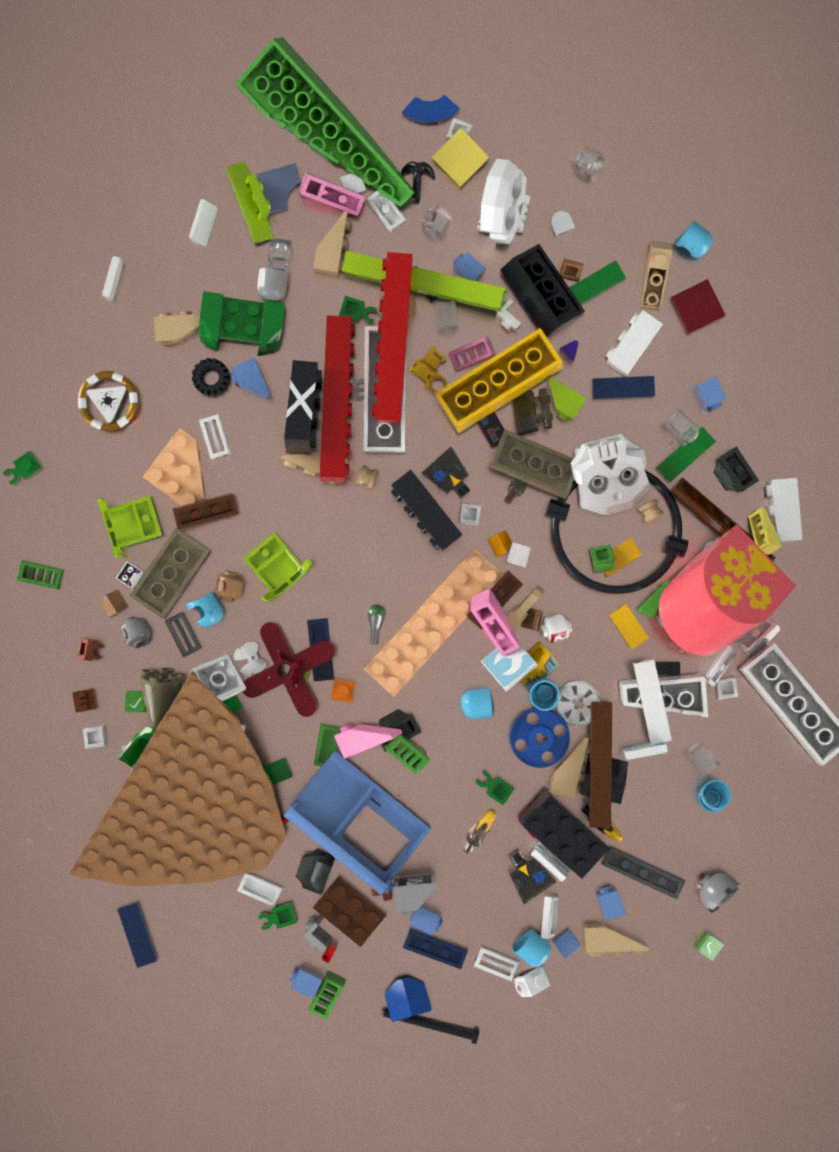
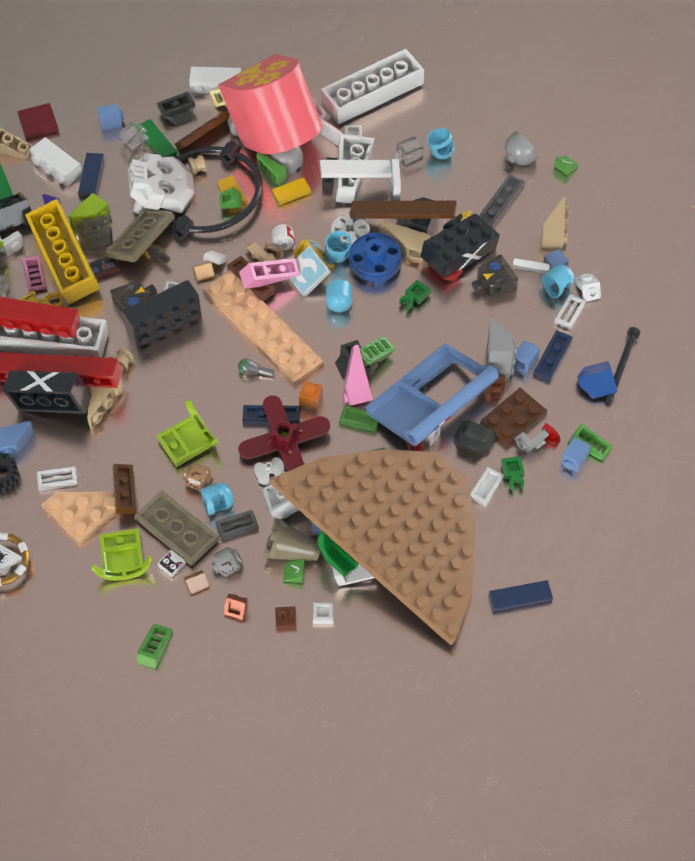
camera: 85 degrees left, 30 degrees down
(25, 466) = (45, 646): green plate -> none
(478, 833) = (453, 311): clear smoke piece -> none
(550, 861) = (482, 261): white tile -> none
(610, 903) = (523, 223): medium blue brick -> none

